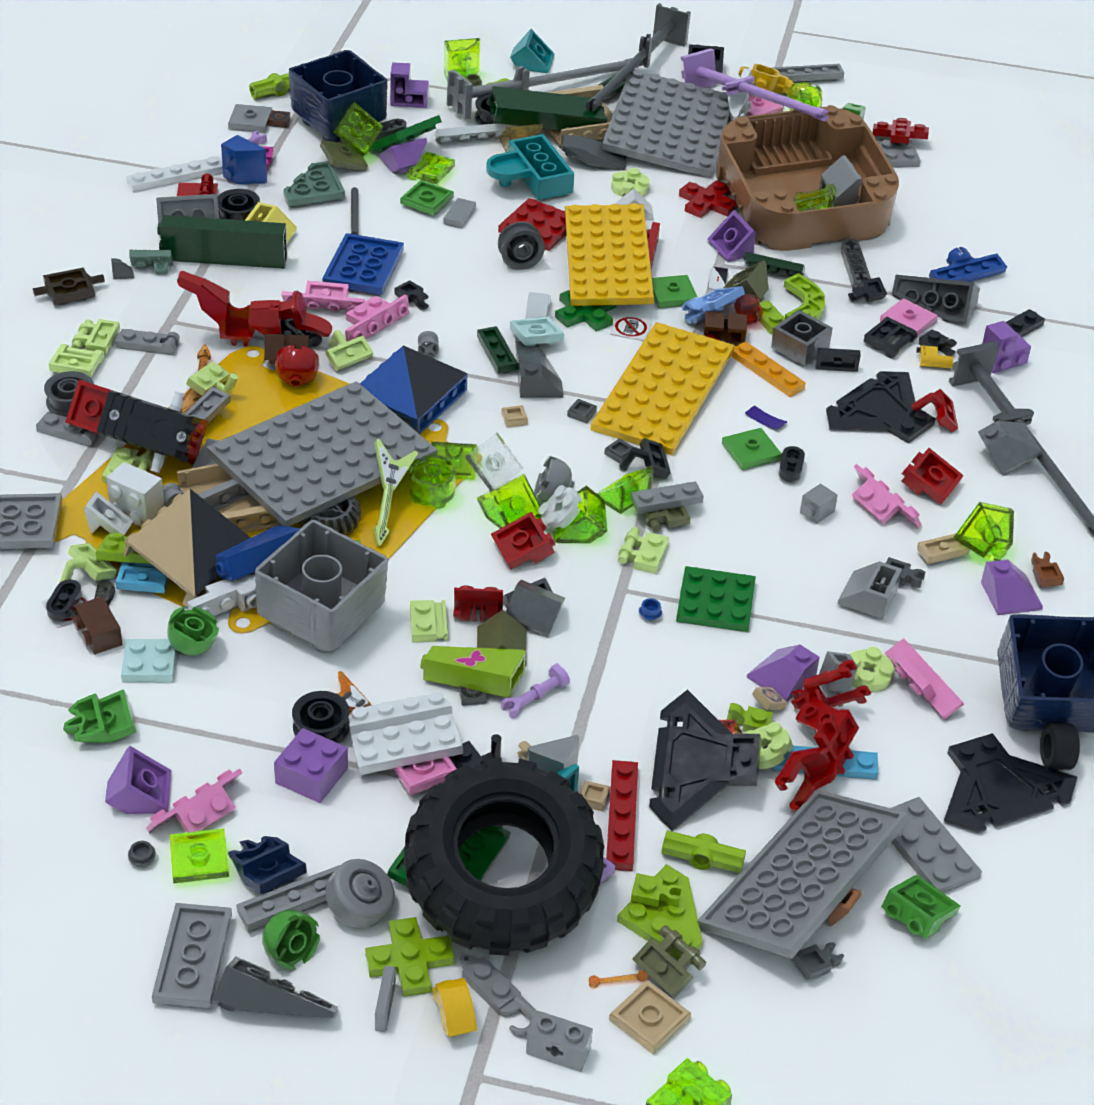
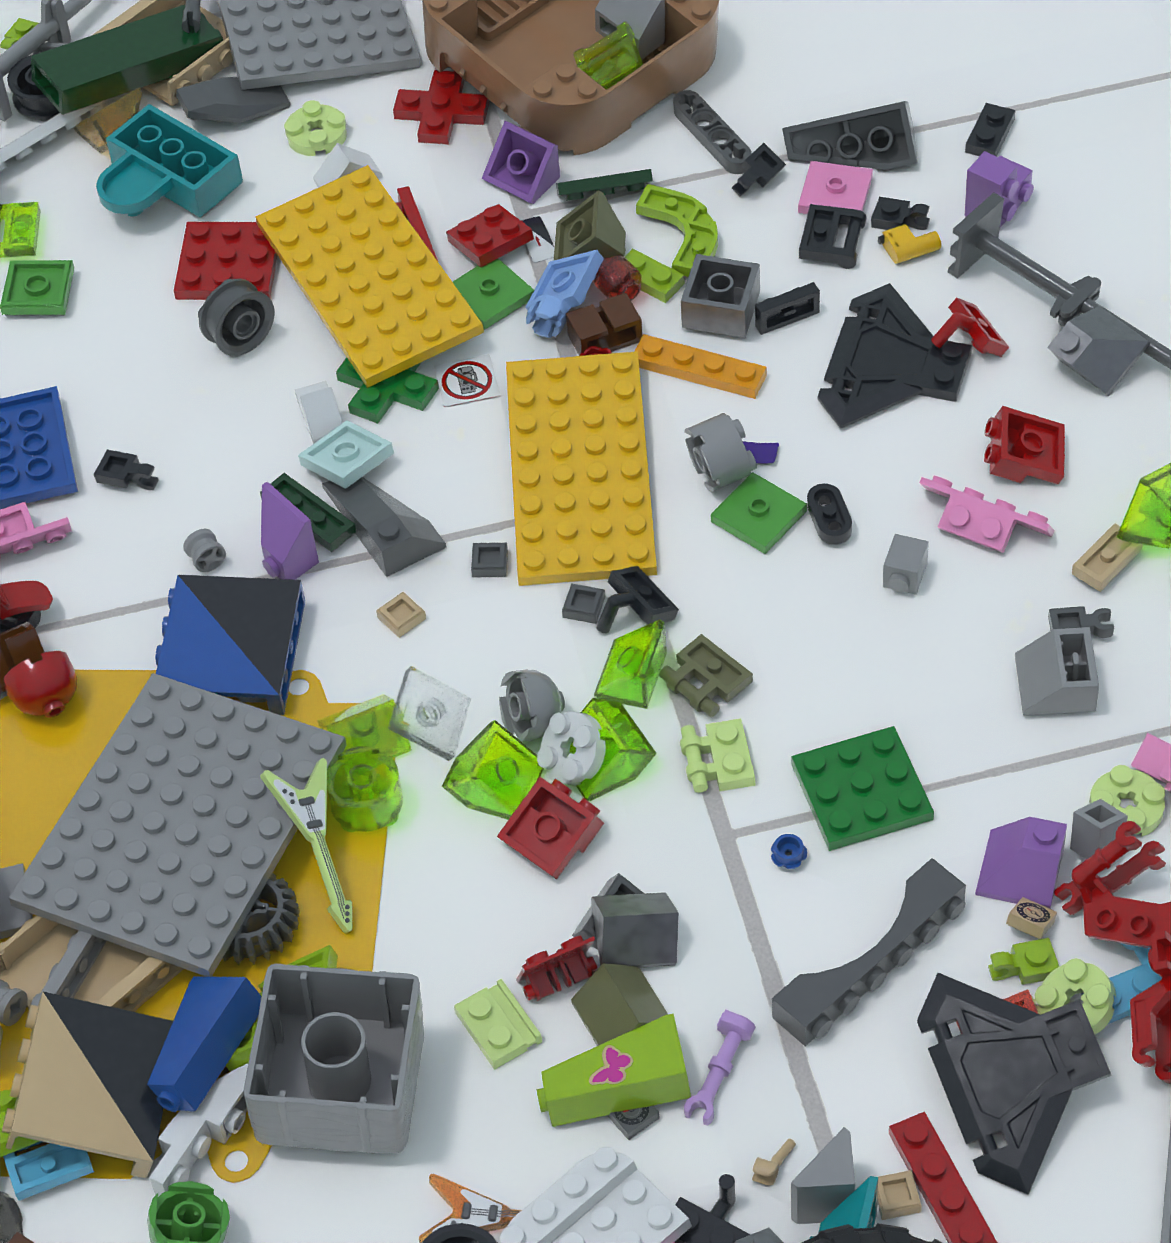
camera: 20 degrees left, 10 degrees up
(347, 352) = (96, 620): yellowish green plate -> none
(374, 316) = (93, 540): bright pink bracket -> none
(459, 212) = (100, 292): light grey tile -> none
(474, 352) = (285, 536): none -> medium lavender slope
(616, 683) = (817, 999): none -> dark grey arch
(666, 497) = (703, 657): light grey plate -> none
(691, 264) = (489, 235): none -> red plate
(703, 851) = (1095, 1210): lime piece -> none
(746, 406) = (719, 451): none -> light grey brick
(966, 268) = (865, 71): blue plate -> none

